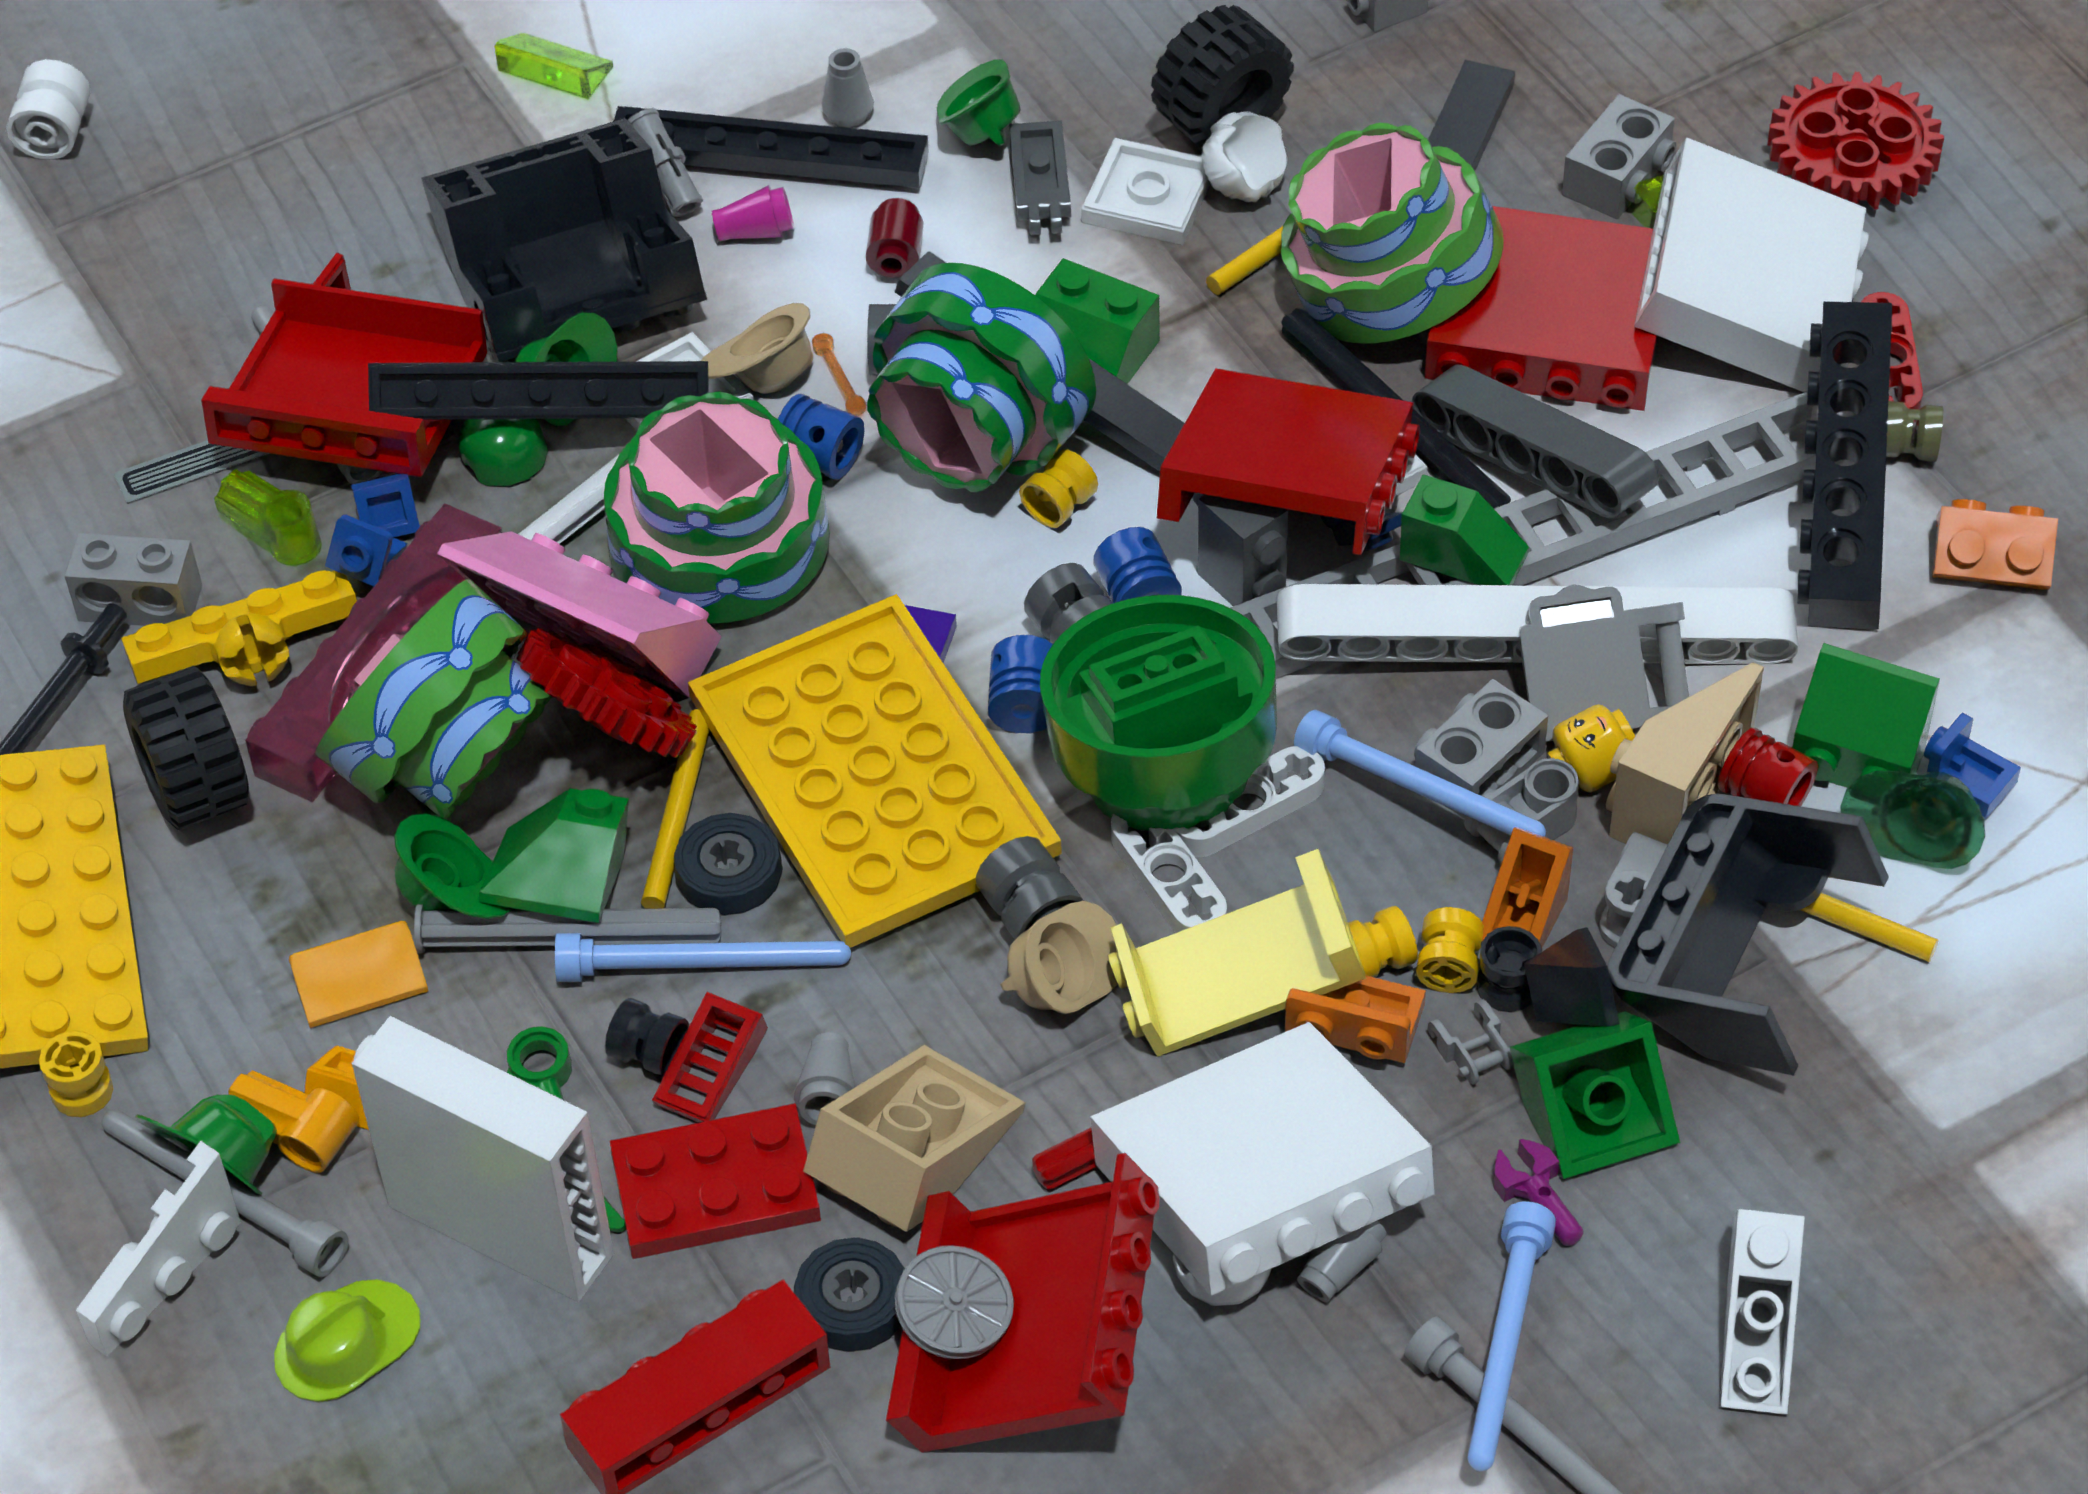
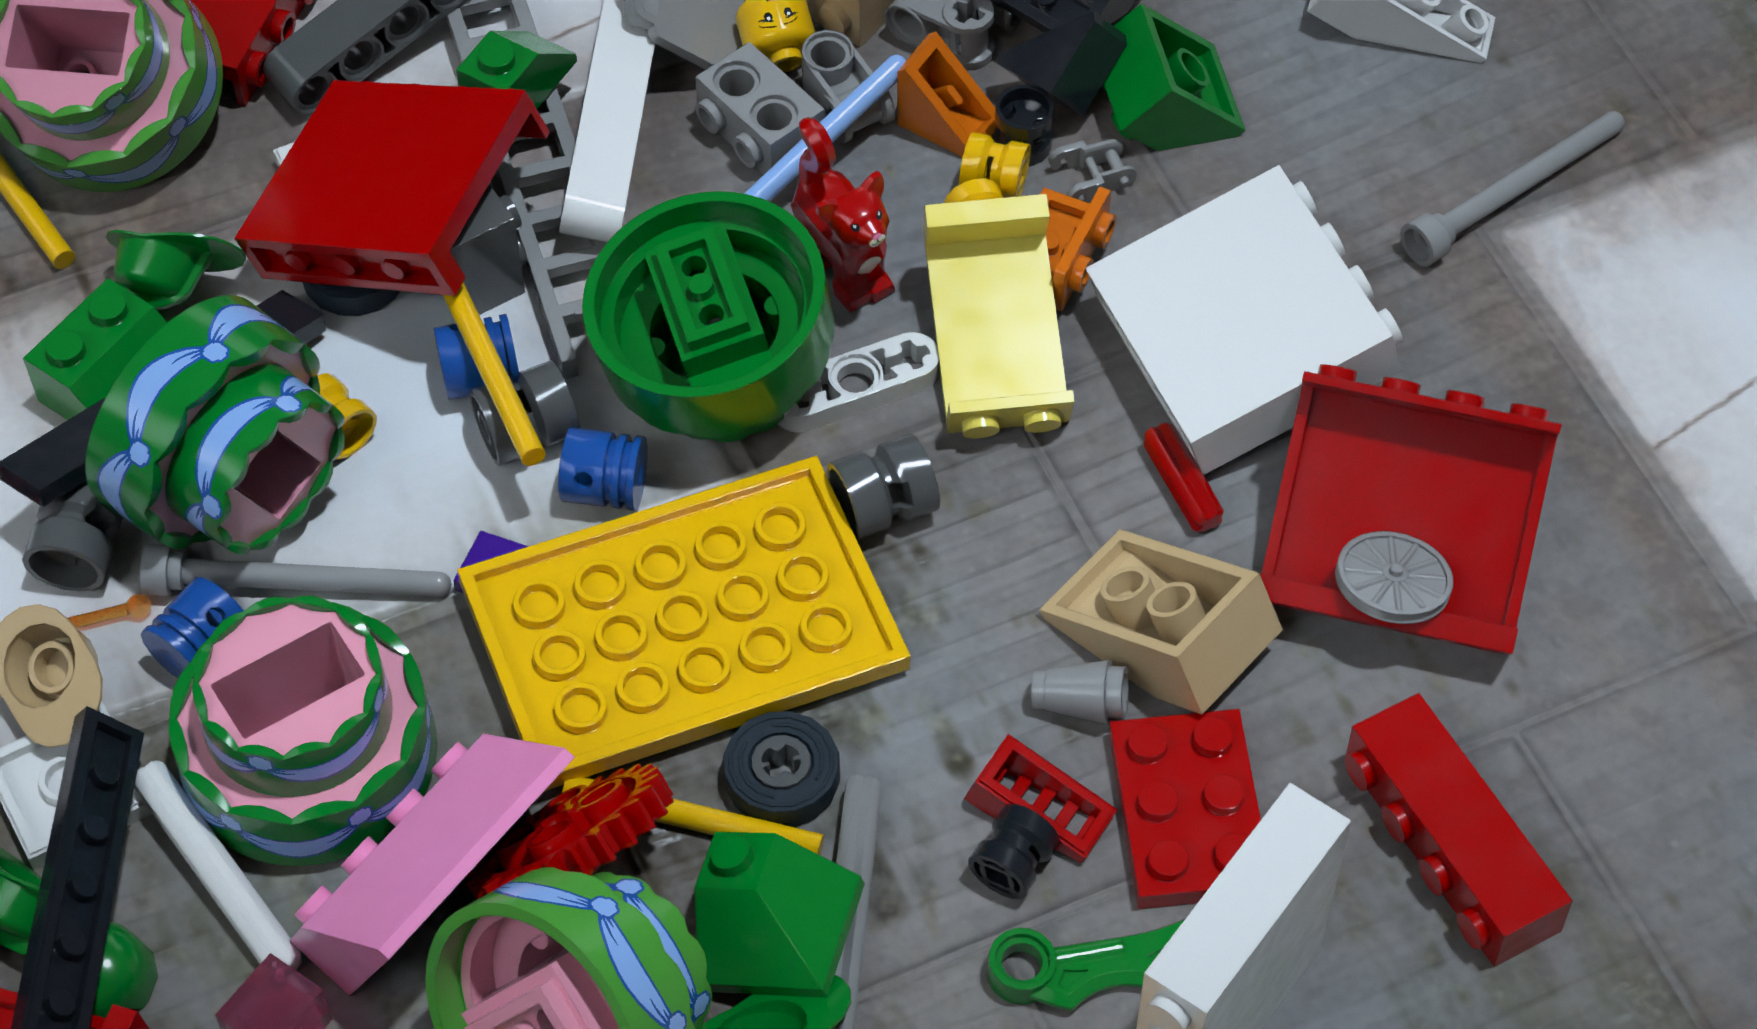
camera: 85 degrees left, 5 degrees up
(580, 956) = (892, 920): light blue piece -> none
(854, 1264) = (1342, 663): black bush -> none
(893, 516) = (168, 570): none -> light grey piece
(1063, 959) = (972, 478): tan piece -> none
(1089, 564) = (495, 377): none -> yellow bar
(1196, 335) = (169, 264): none -> green piece
(1319, 807) = (843, 221): none -> red animal
(1355, 376) = (258, 144): black axle -> none
(1527, 1234) = (1315, 156): light blue piece -> none
(1544, 1166) = (1252, 150): magenta bar -> none

